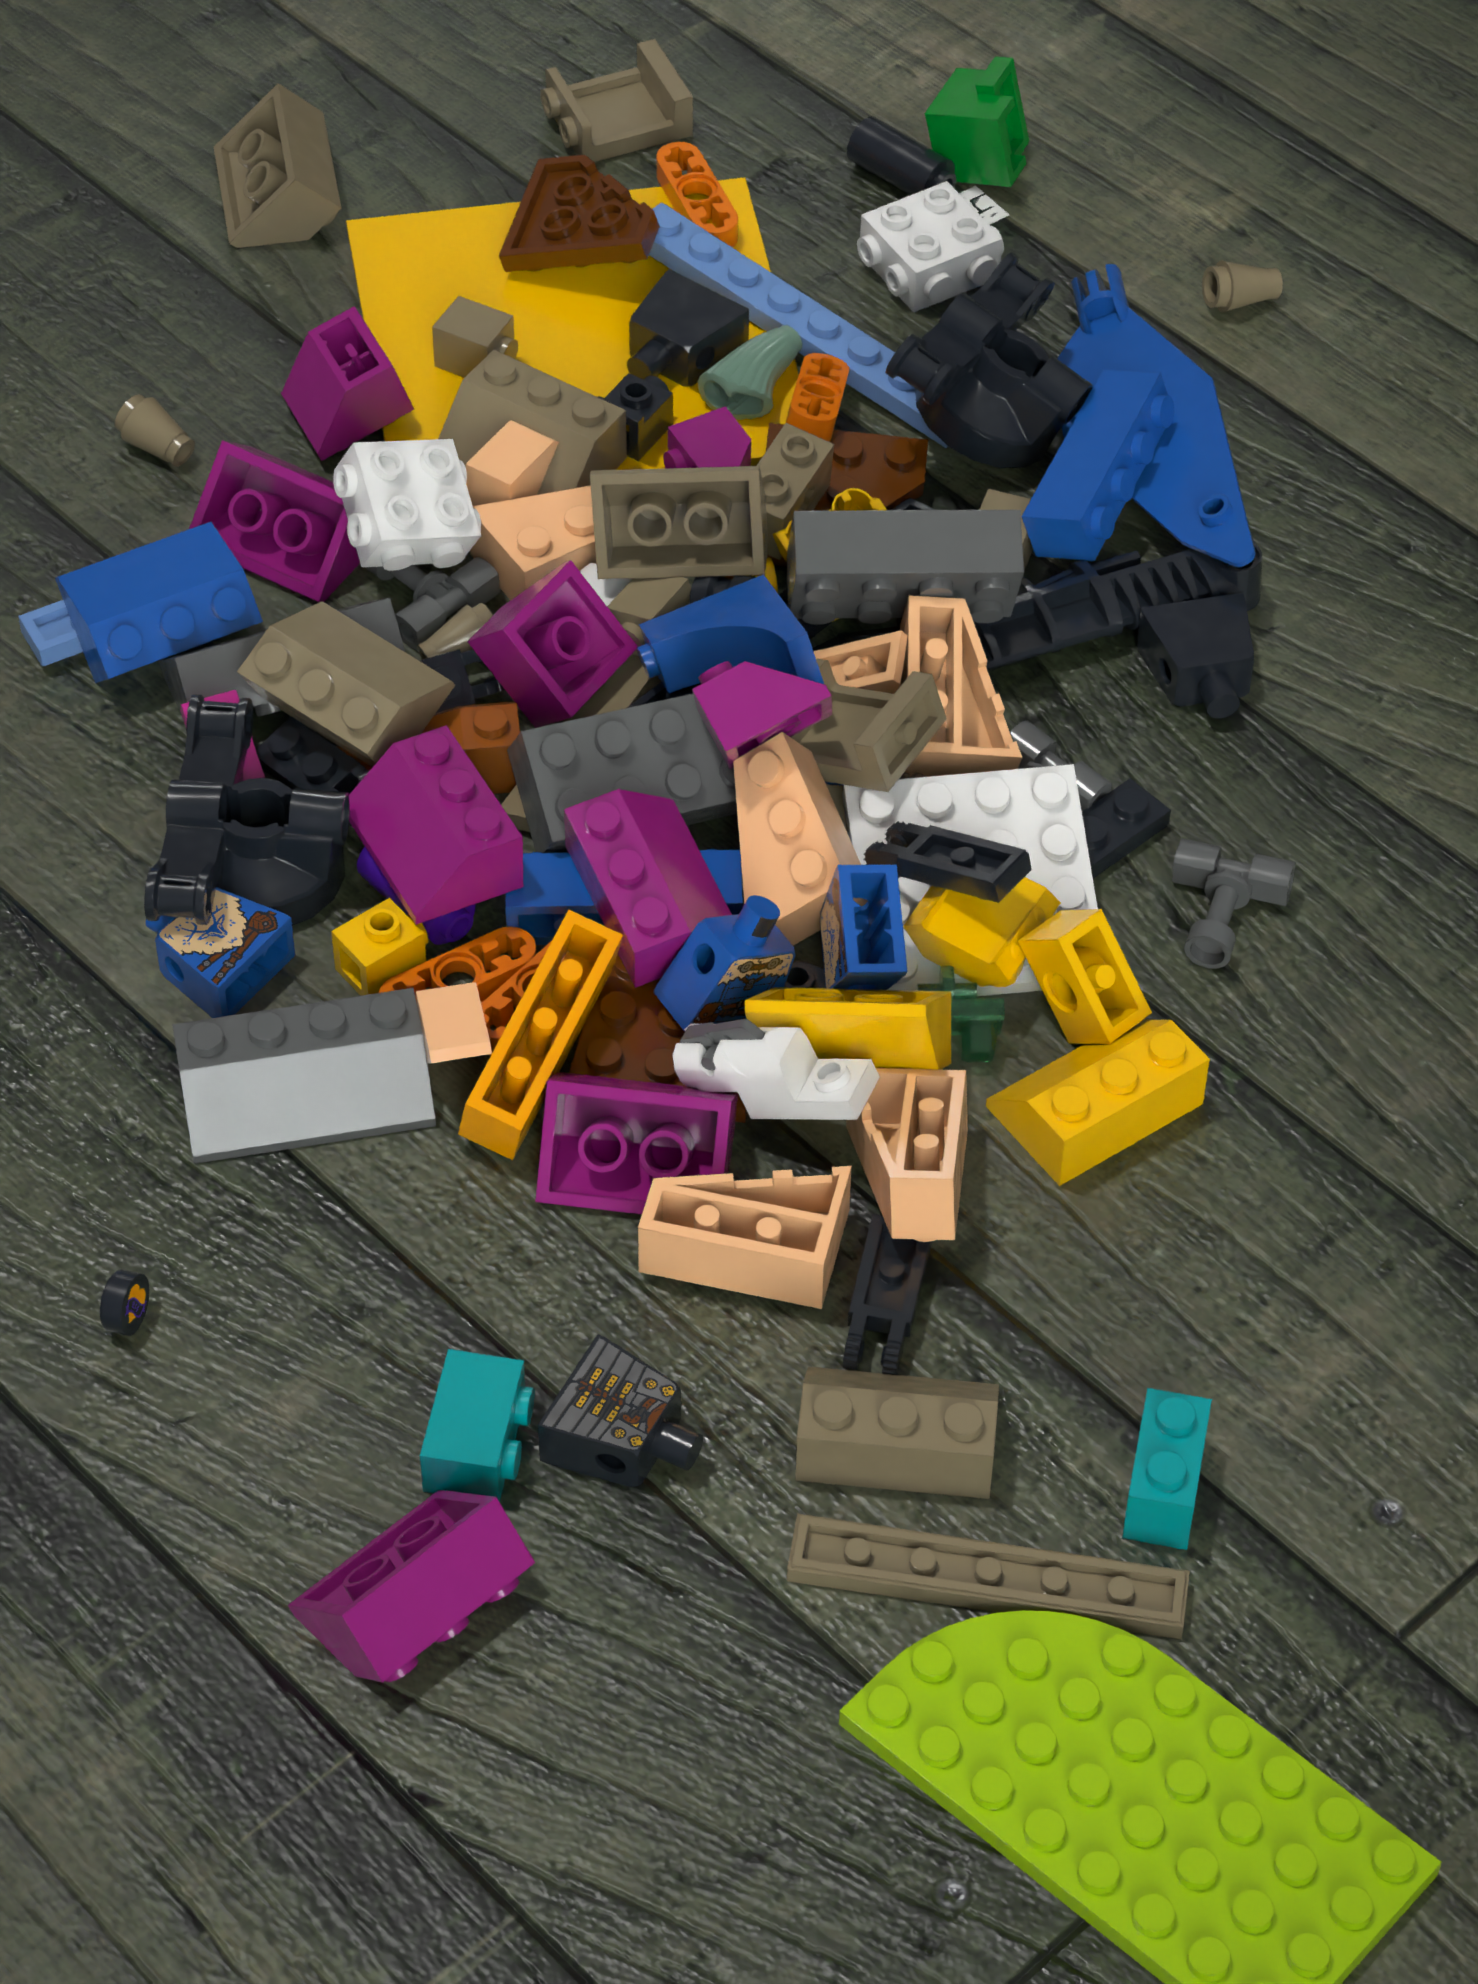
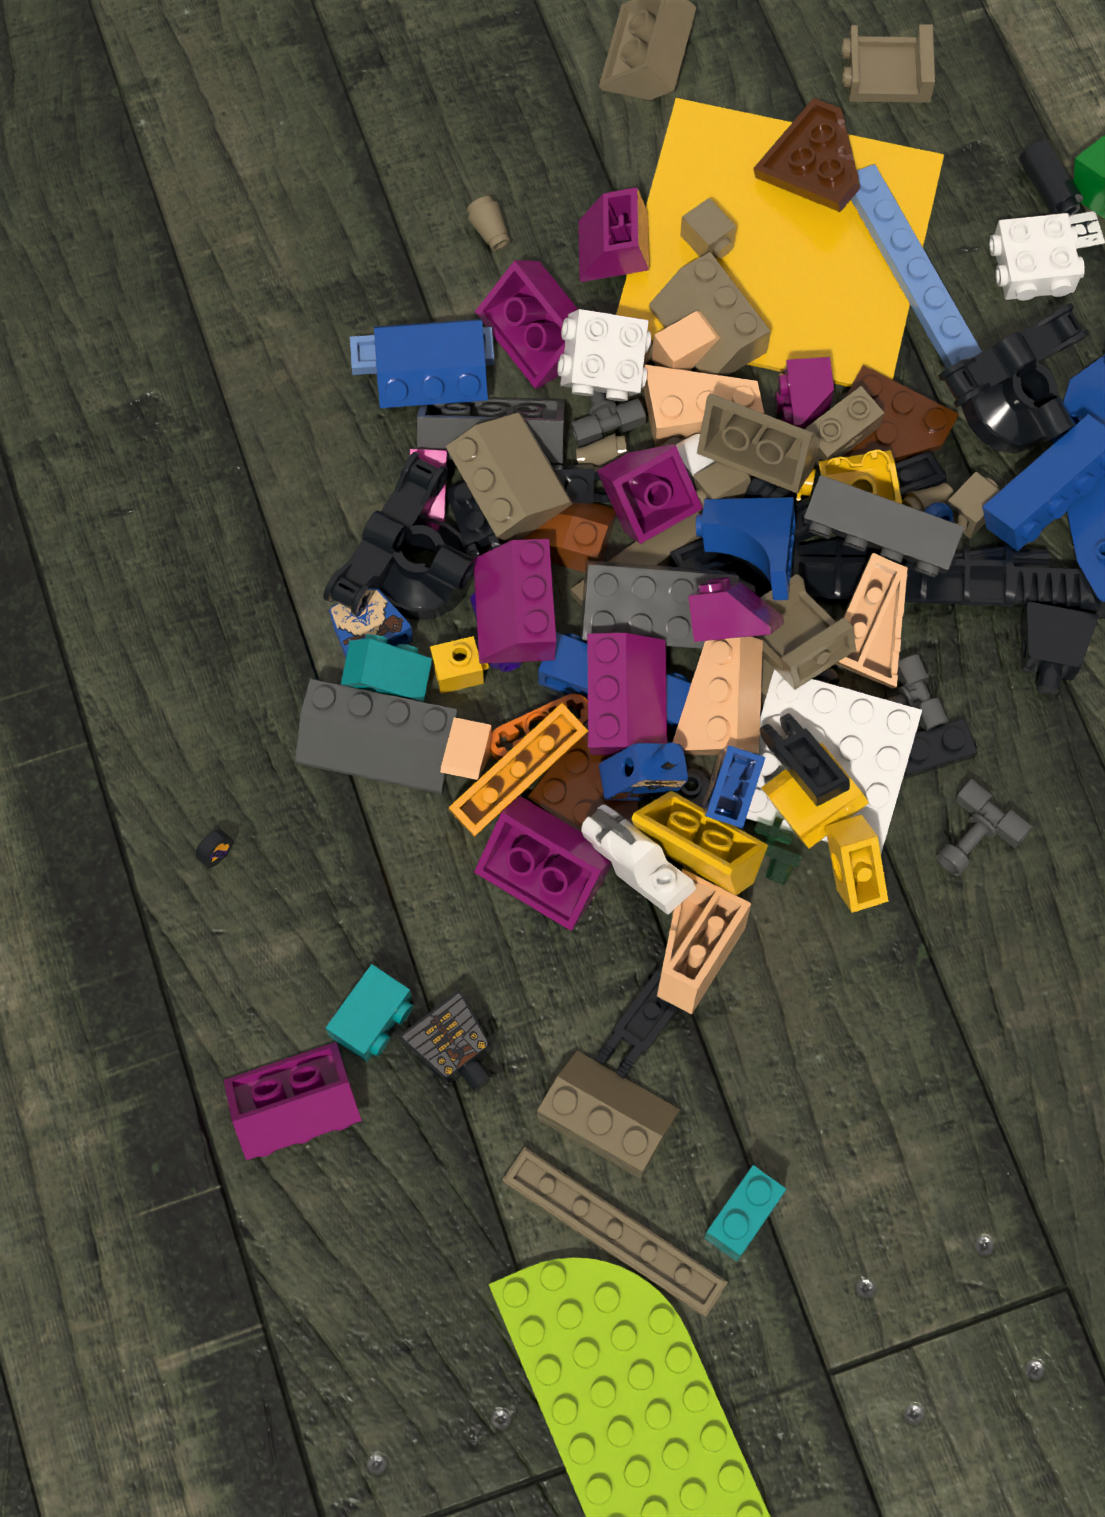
camera: 25 degrees right, 20 degrees up
(277, 969) = (386, 668): none -> teal brick
(474, 959) = (505, 687): orange beam -> none
(647, 411) = (789, 332): black brick -> none
(683, 156) = (911, 150): orange beam -> none
(683, 330) = (841, 273): black torso -> none
(747, 1235) = (578, 955): light nougat wedge -> none
(749, 373) = (865, 323): sand green piece -> none
(818, 394) = (900, 369): orange beam -> none
(868, 663) = (826, 584): light nougat slope -> none
(1103, 1097) = (831, 941): yellow slope -> none

